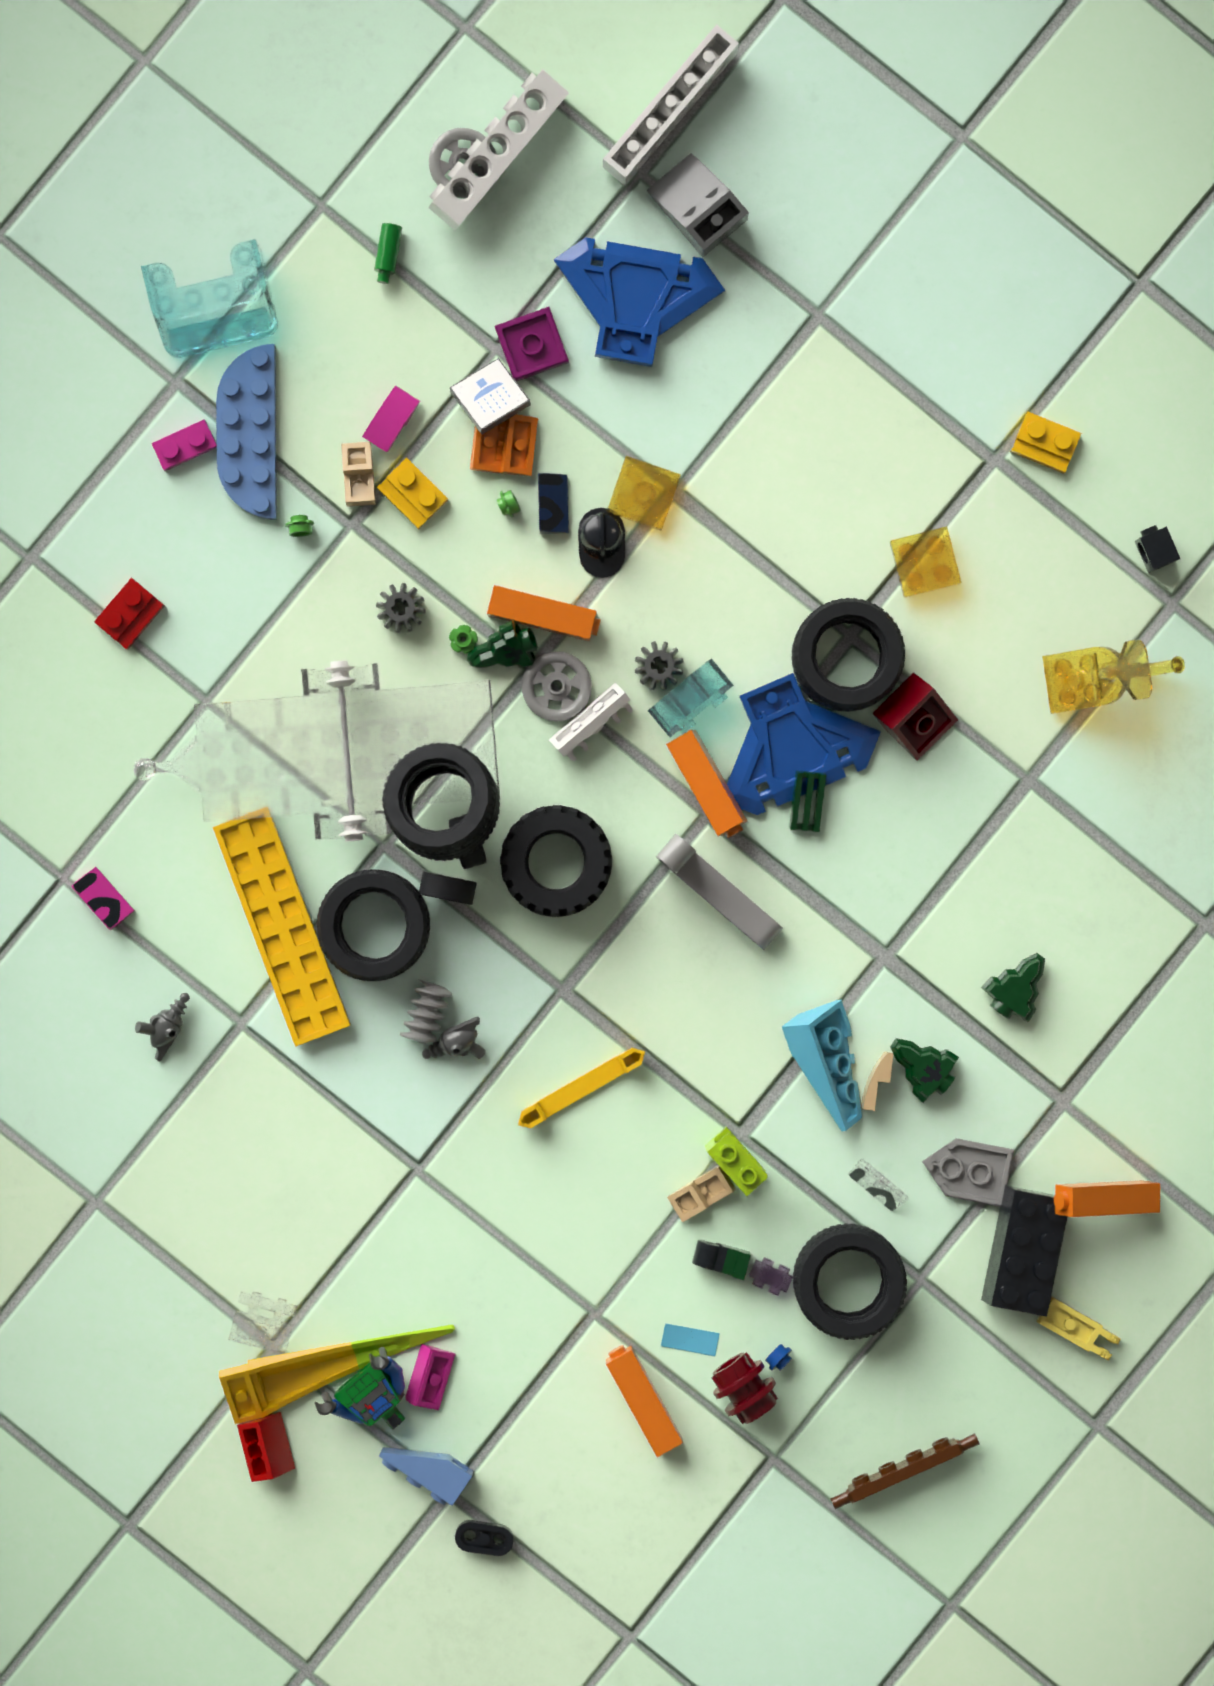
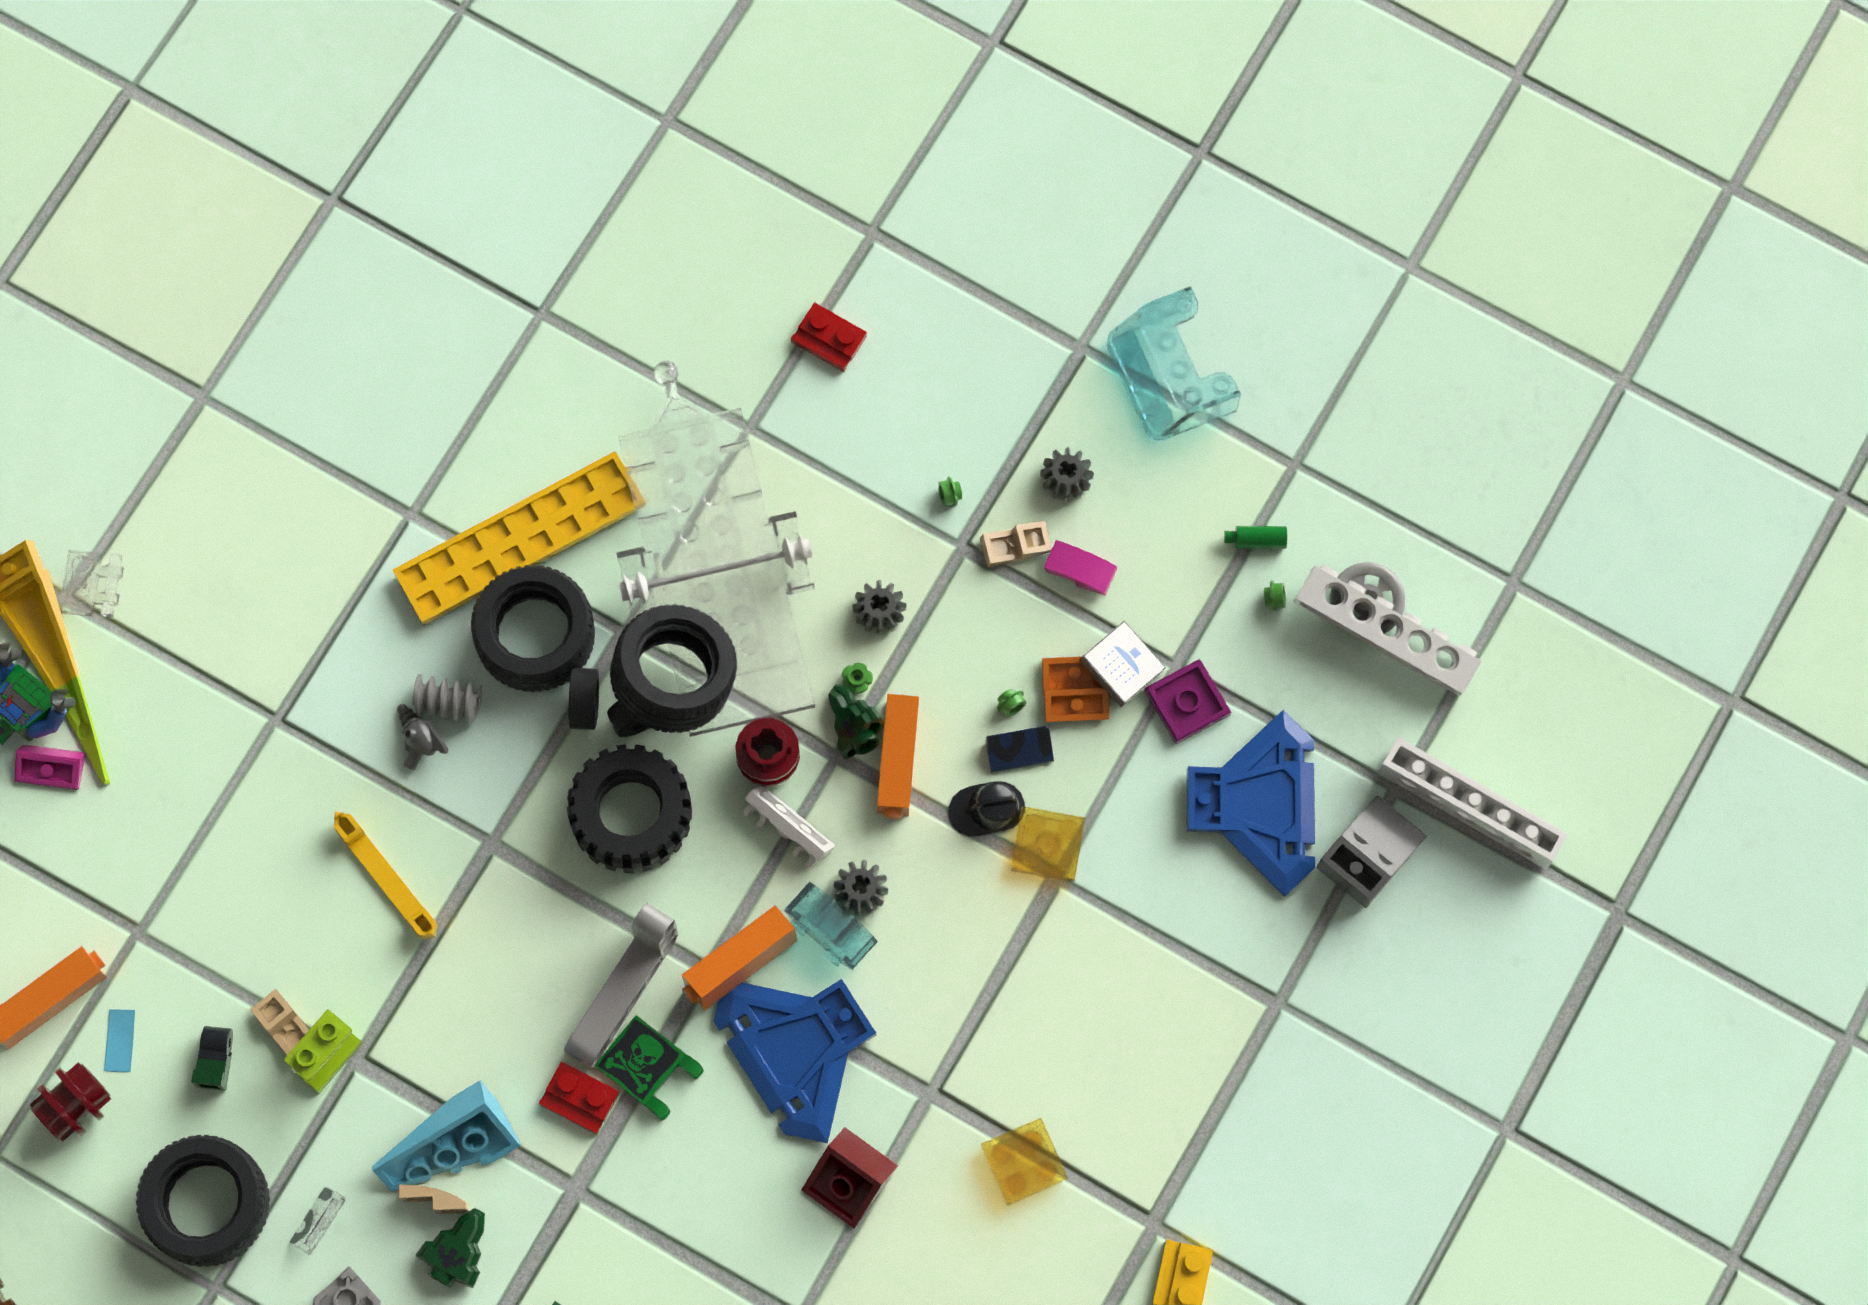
camera: 80 degrees right, 15 degrees down
(103, 898) = (524, 354): slope -> none
(164, 1026) = (396, 435): dark grey piece -> none
(184, 445) = (1015, 365): dark pink plate -> none
(249, 431) = (1040, 424): medium blue plate -> none
(291, 412) = (1069, 464): none -> dark grey gear
(412, 493) = (1005, 602): yellow plate -> none
(446, 246) = (1275, 595): none -> bright green plate
(514, 713) = (753, 738): none -> dark red piece
(559, 661) = (832, 809): light grey plate -> none
(764, 1272) = (200, 1119): clear purple piece -> none
(779, 1358) = (109, 1139): blue plate -> none
(783, 882) = (643, 1062): none -> flag
(805, 826) = (708, 1074): dark green tile -> none
(806, 942) = (579, 1098): none -> red plate
(882, 629) = (913, 1041): black tyre -> none

